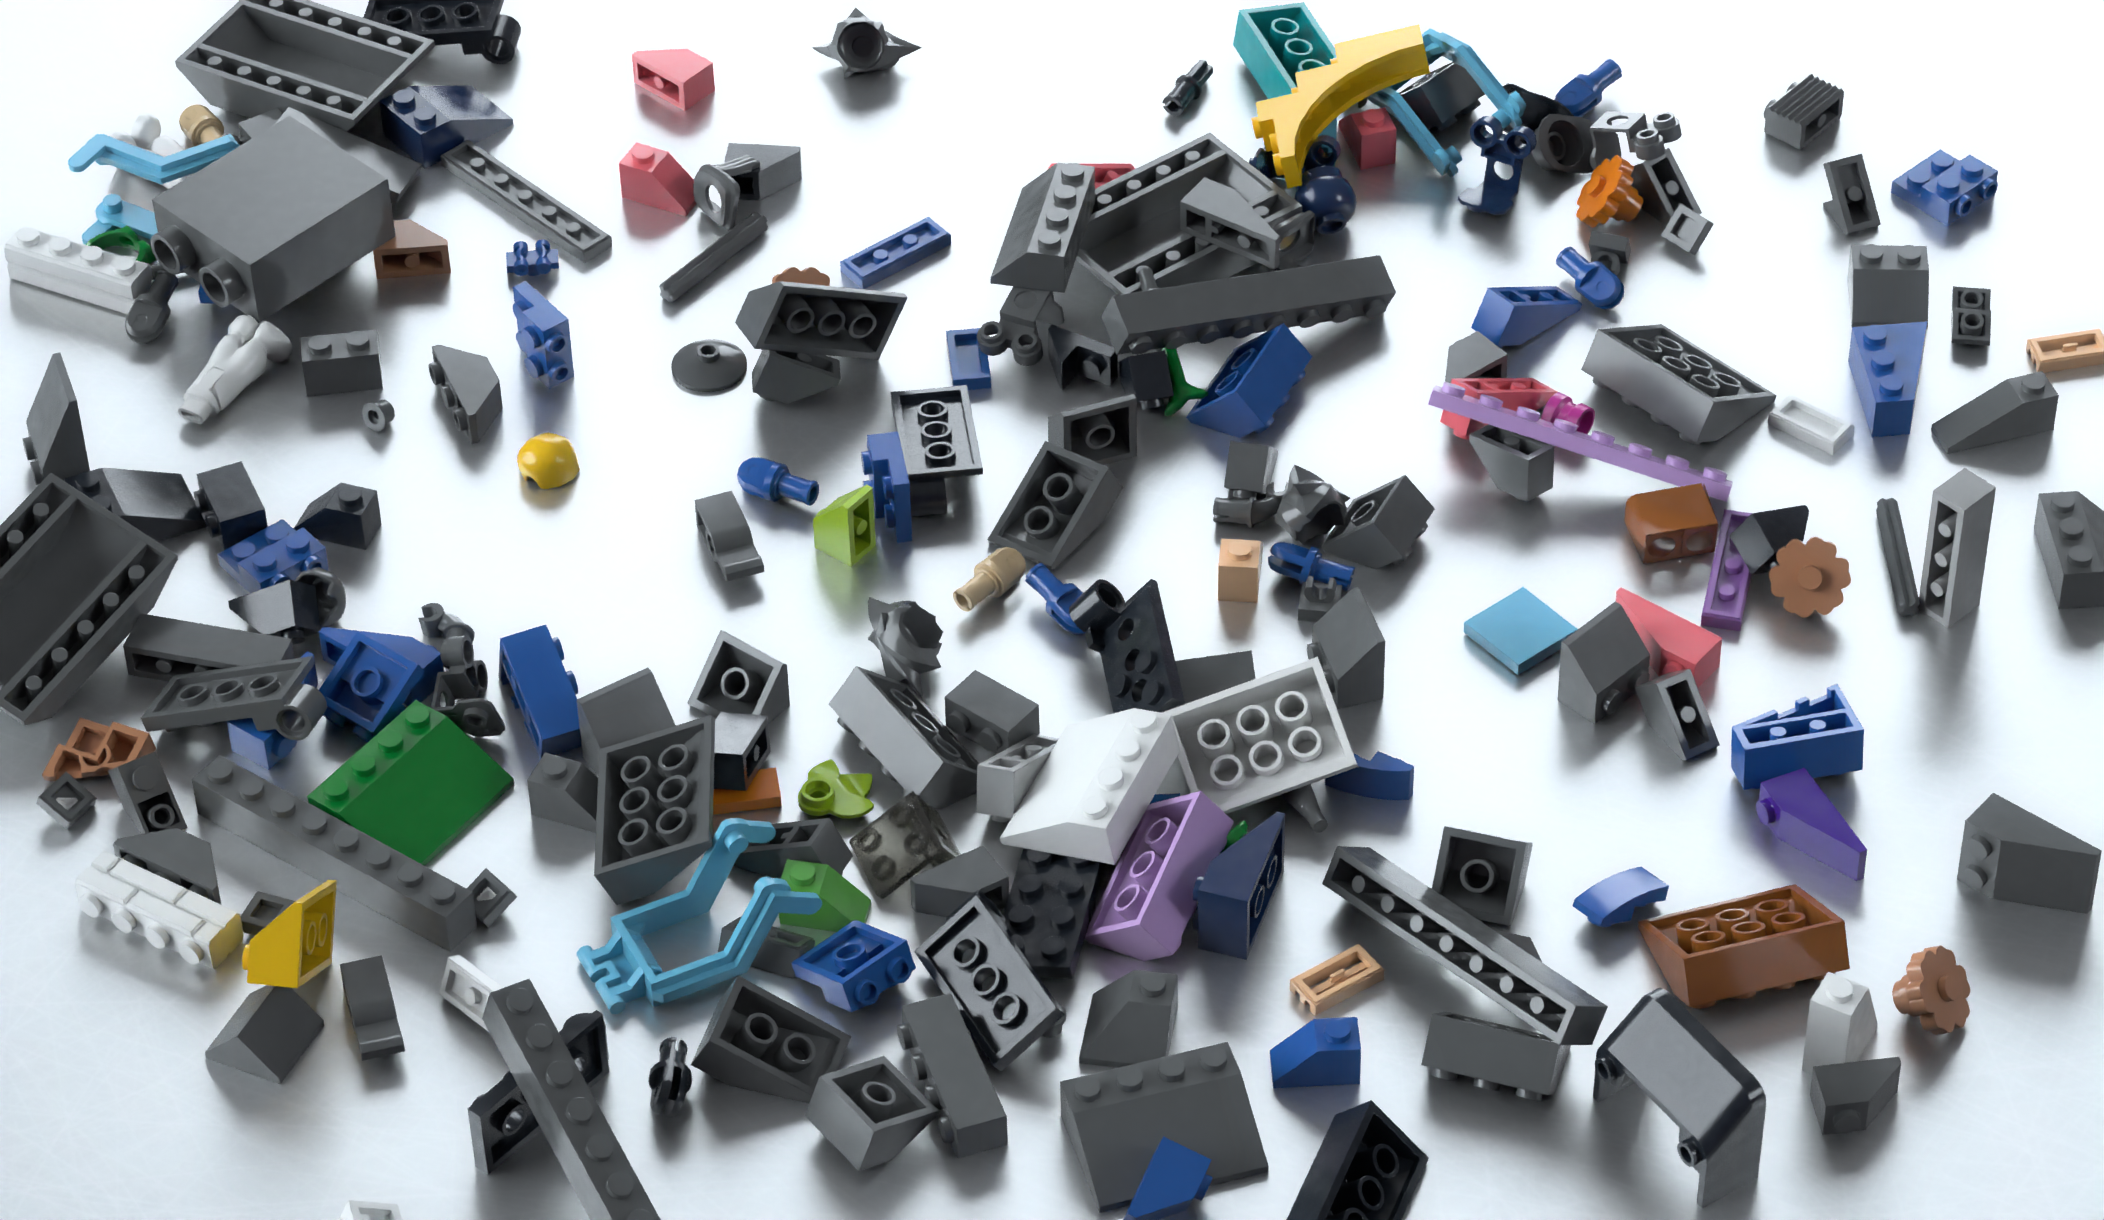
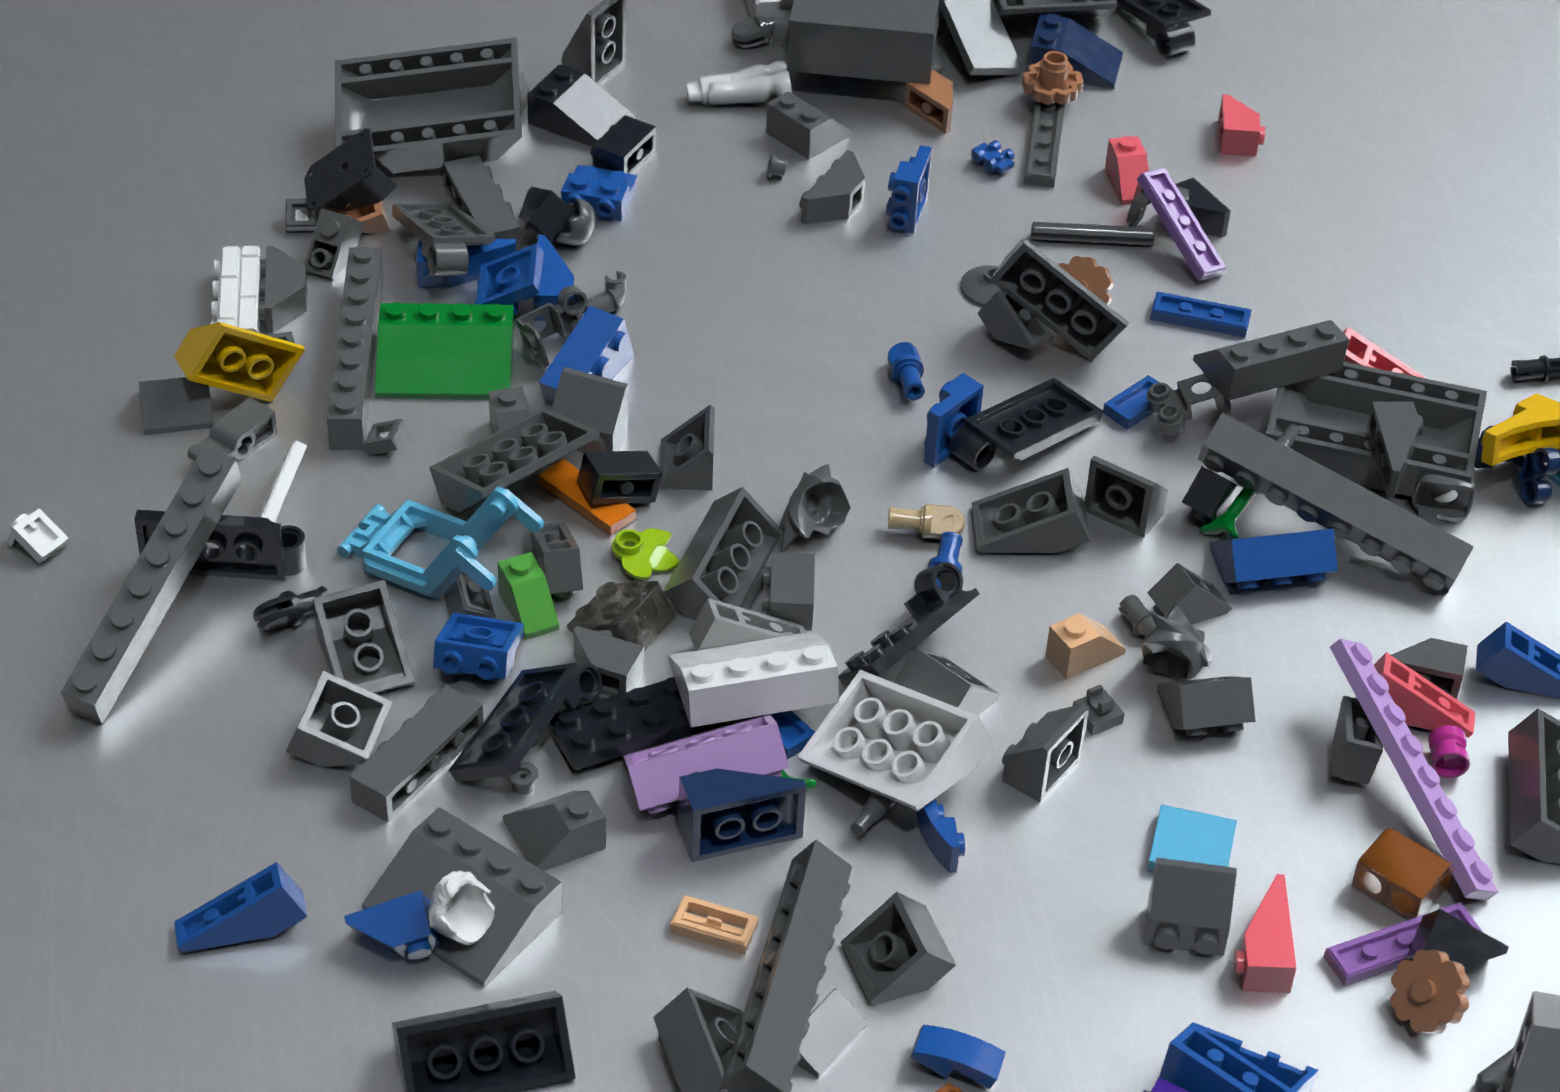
camera: 50 degrees right, 0 degrees up
(75, 723) = (361, 182): none -> black piece
(343, 516) = (664, 199): black slope -> none
(481, 152) = (1052, 80): none -> nougat plant
(548, 460) = (816, 259): yellow hair -> none
(727, 536) = (830, 373): dark grey piece -> none
(785, 187) = (1181, 224): none -> medium lavender tile
(847, 526) = (894, 424): lime slope -> none
(864, 45) = (1373, 192): dark grey hair -> none
(1080, 355) = (1186, 446): black slope -> none
(1200, 1122) = (461, 908): none -> white hair
(1303, 562) = (1122, 683): blue arm -> none
(1318, 1055) = (618, 954): blue slope -> none
(1328, 197) = (1507, 492): dark blue piece -> none
(1678, 713) = (1194, 987): dark grey slope -> none

